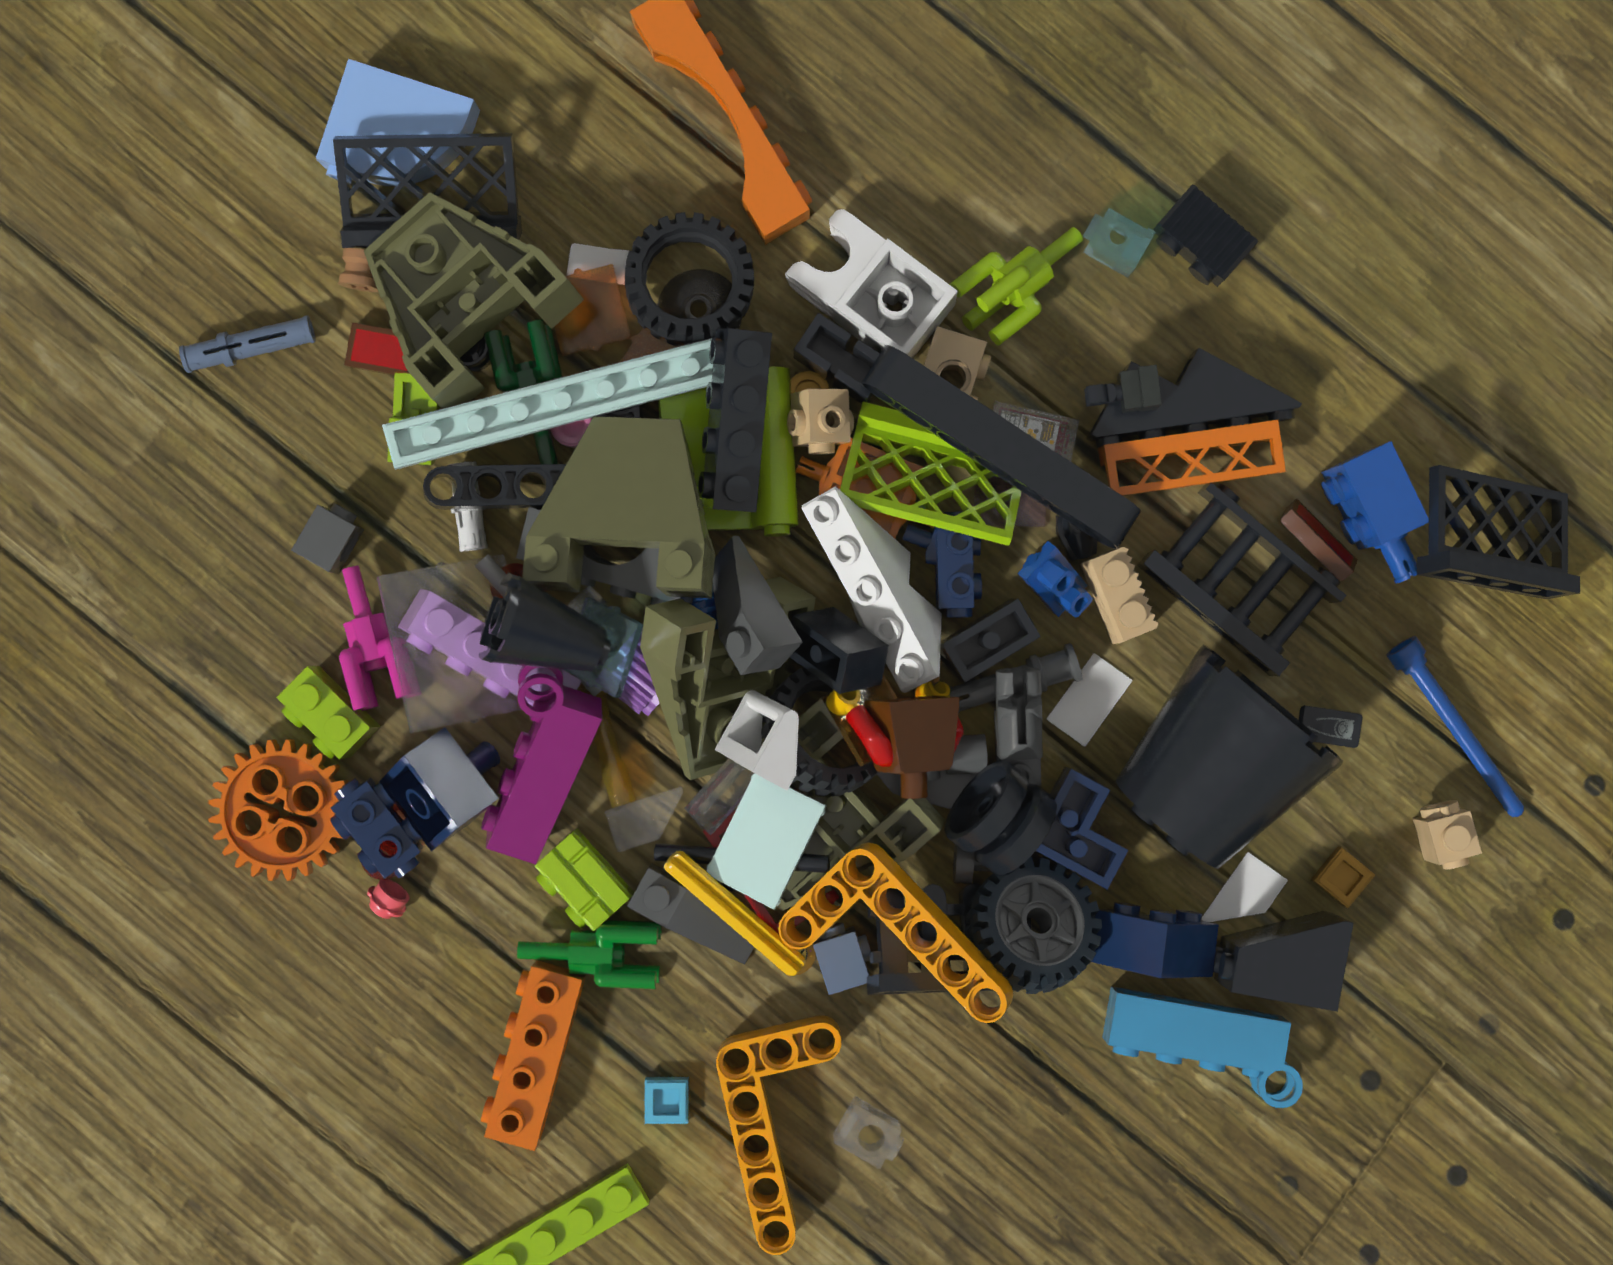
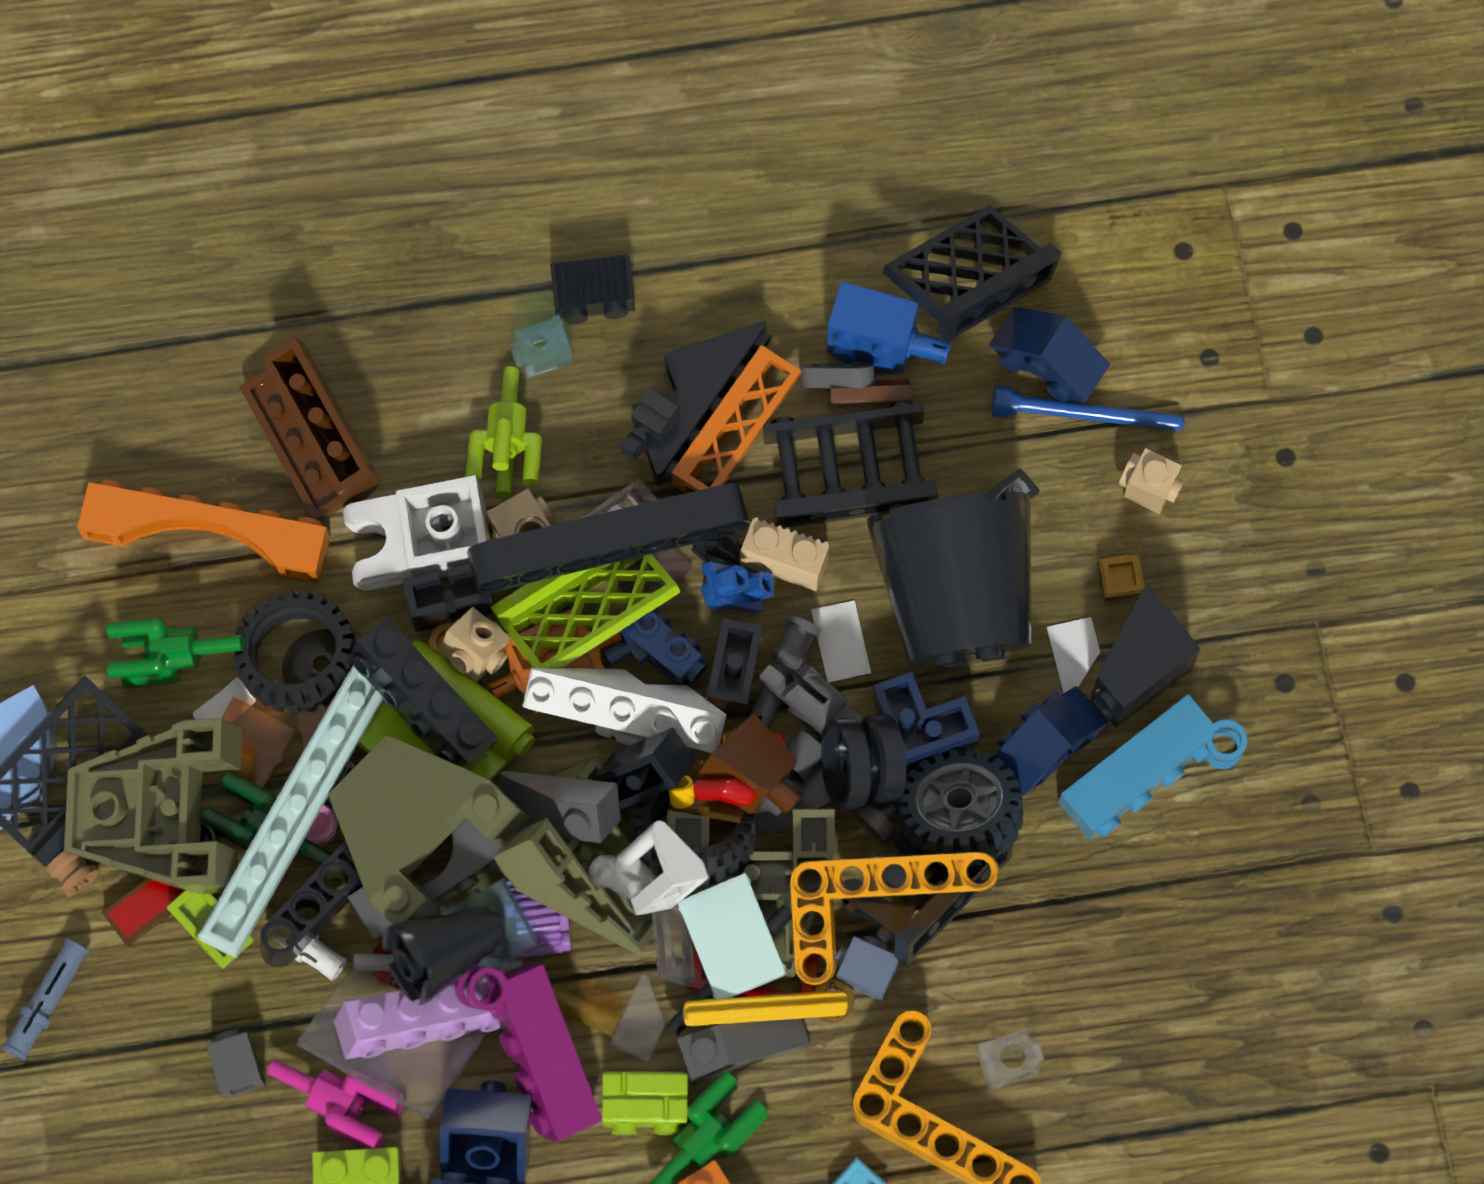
camera: 45 degrees left, 15 degrees down
(596, 176) = (164, 650): none -> green plant
(721, 704) = (608, 873): none -> clear pin
(877, 121) = (309, 432): none -> reddish brown brick
(1308, 502) = (837, 375): none -> dark grey beam
(1485, 658) = (1051, 350): none -> dark blue brick

